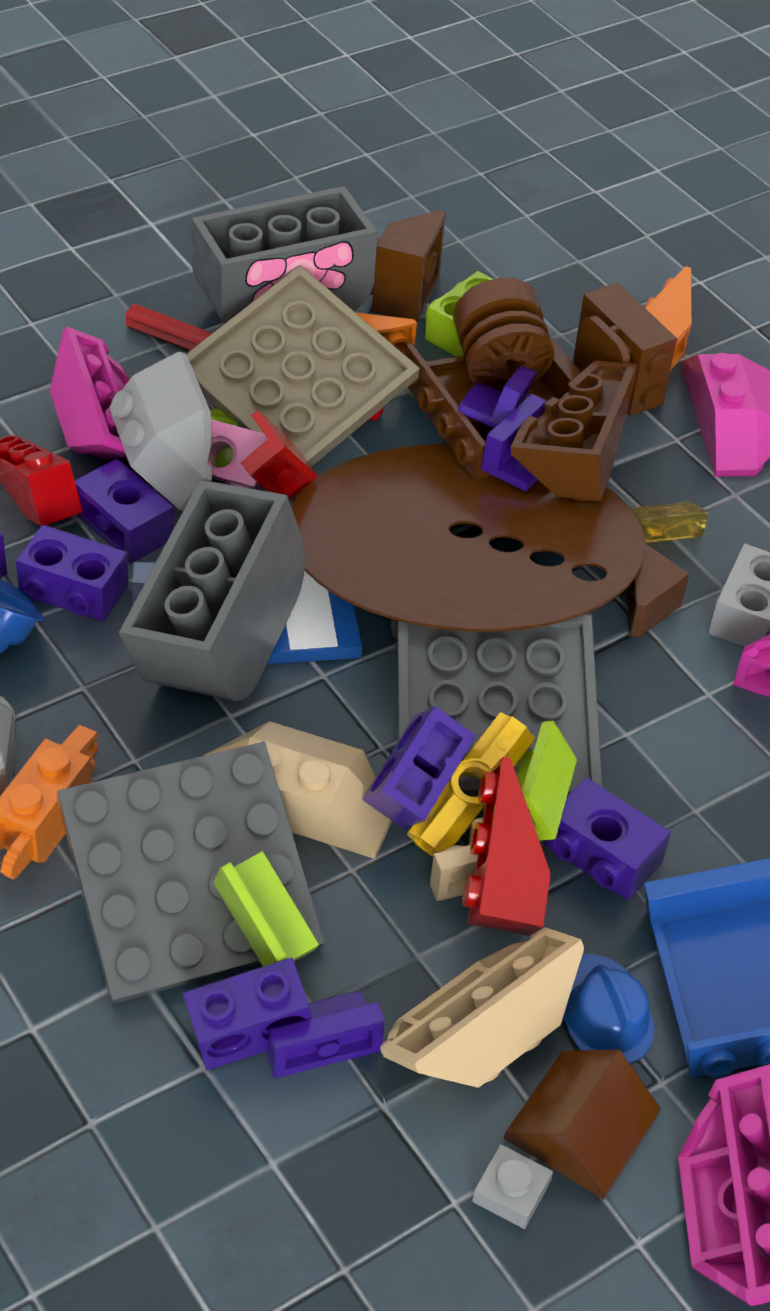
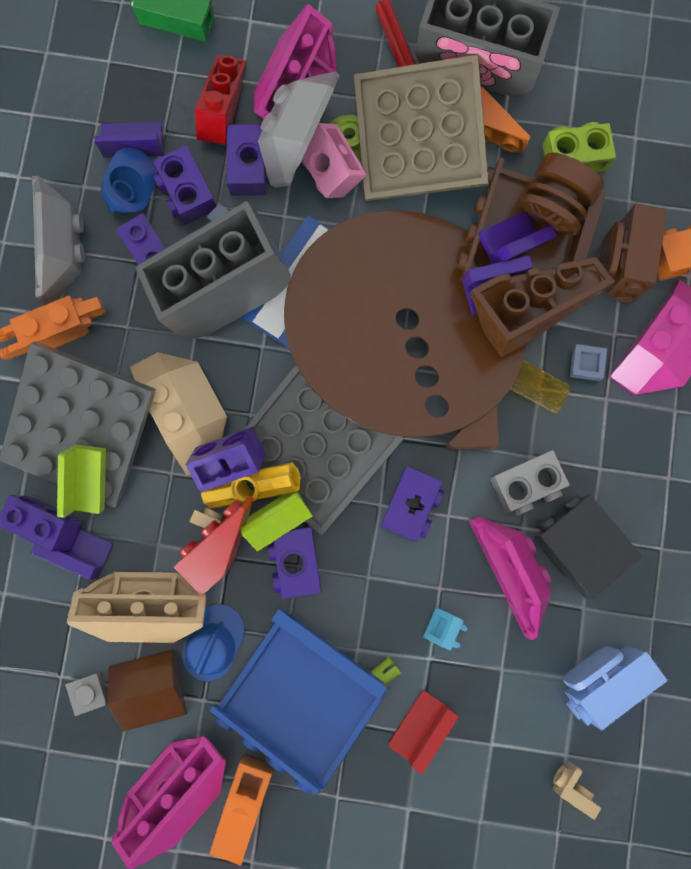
camera: 45 degrees right, 35 degrees up
(88, 656) = (140, 238): none -> dark purple brick
(278, 462) = (350, 190): red panel -> none
(408, 265) = (571, 86): reddish brown slope -> none
(662, 697) = (412, 485): none -> dark purple brick
(683, 468) = (588, 362): none -> sand blue plate

